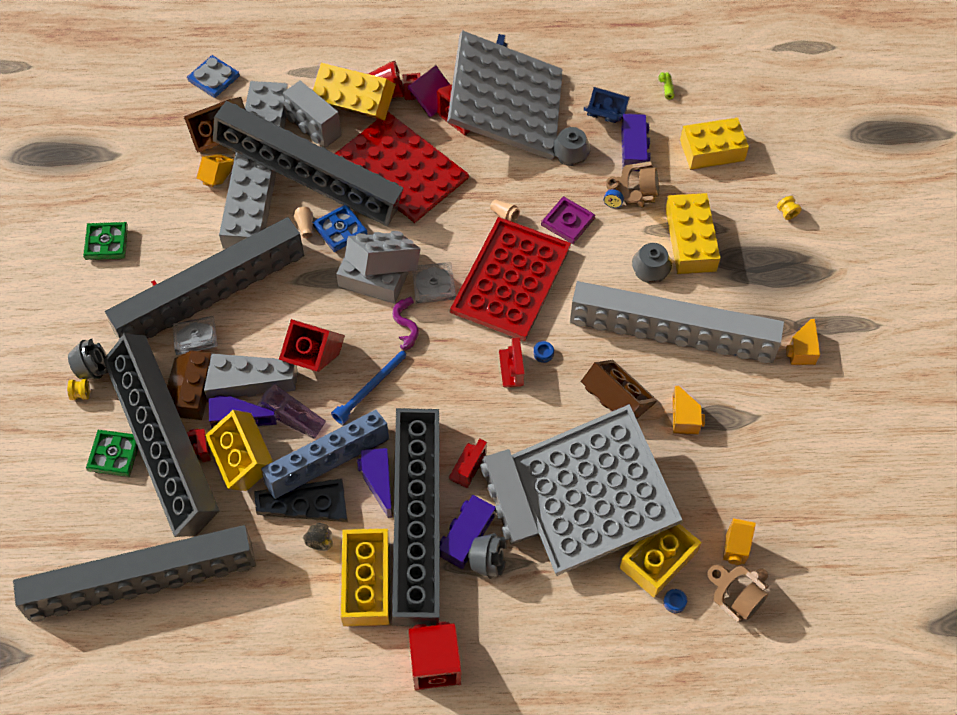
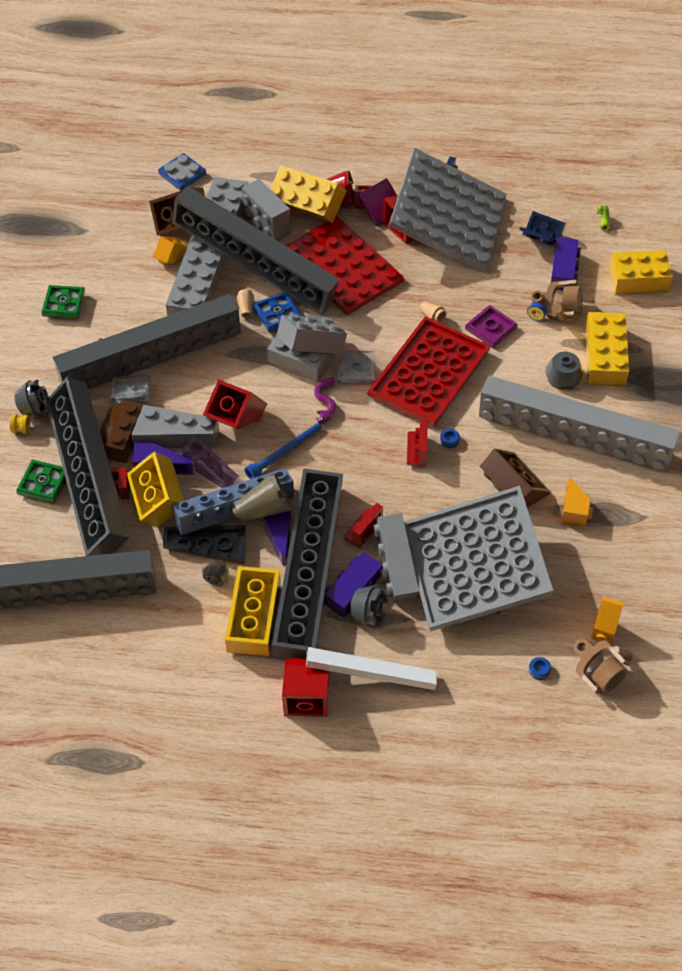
camera: 10 degrees right, 5 degrees down
(359, 452) = (263, 500): none -> dark tan cone
(500, 628) = (371, 668): none -> white tile
(571, 146) = (504, 261): dark grey cone -> none
(660, 558) = (530, 626): yellow brick -> none

